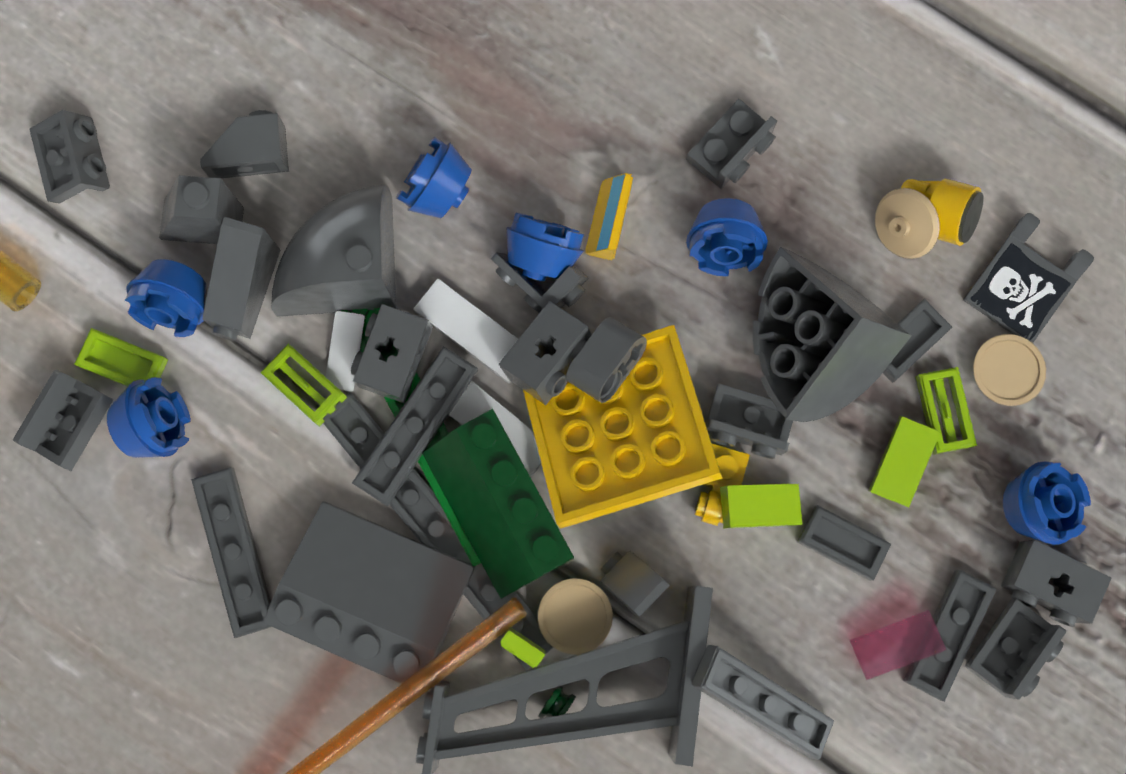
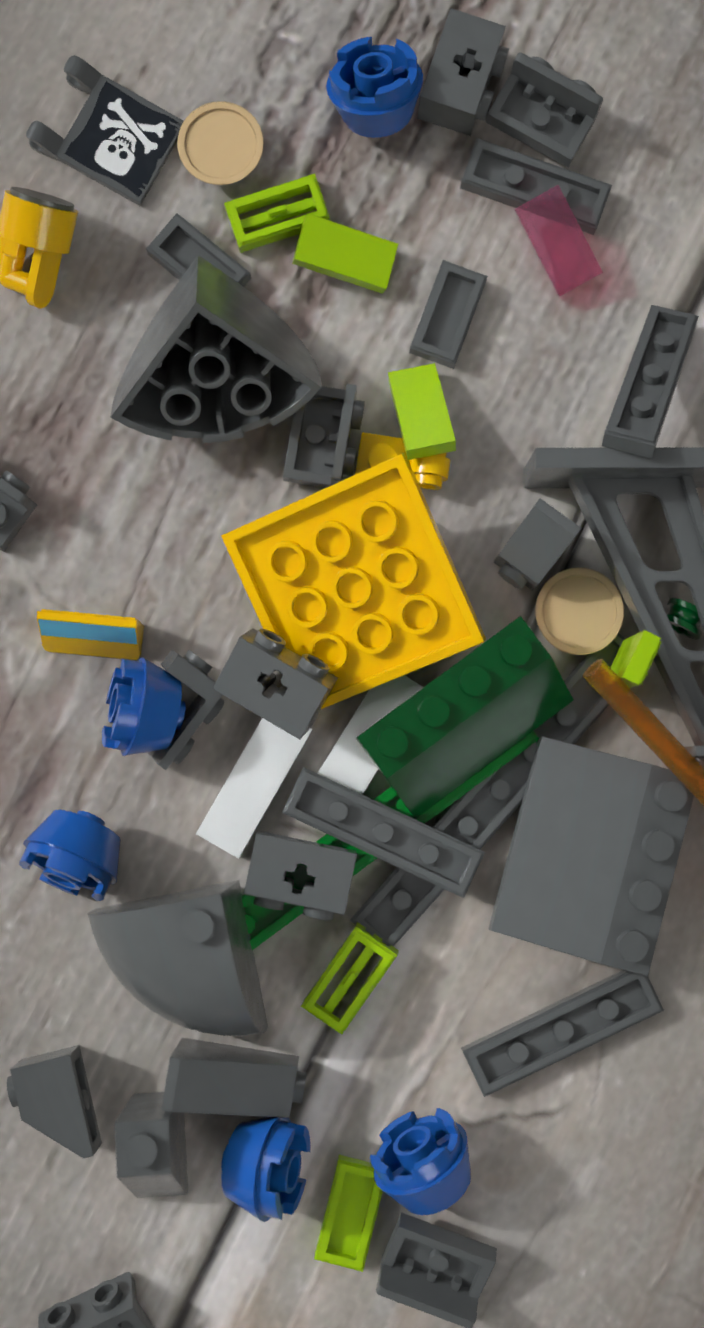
camera: 100 degrees left, 5 degrees up
(343, 348) = (299, 935): white sticker -> none
(606, 359) = (277, 609): dark grey beam -> none
(727, 237) = (101, 486): blue cone -> none
(907, 223) = (57, 274): tan piece -> none

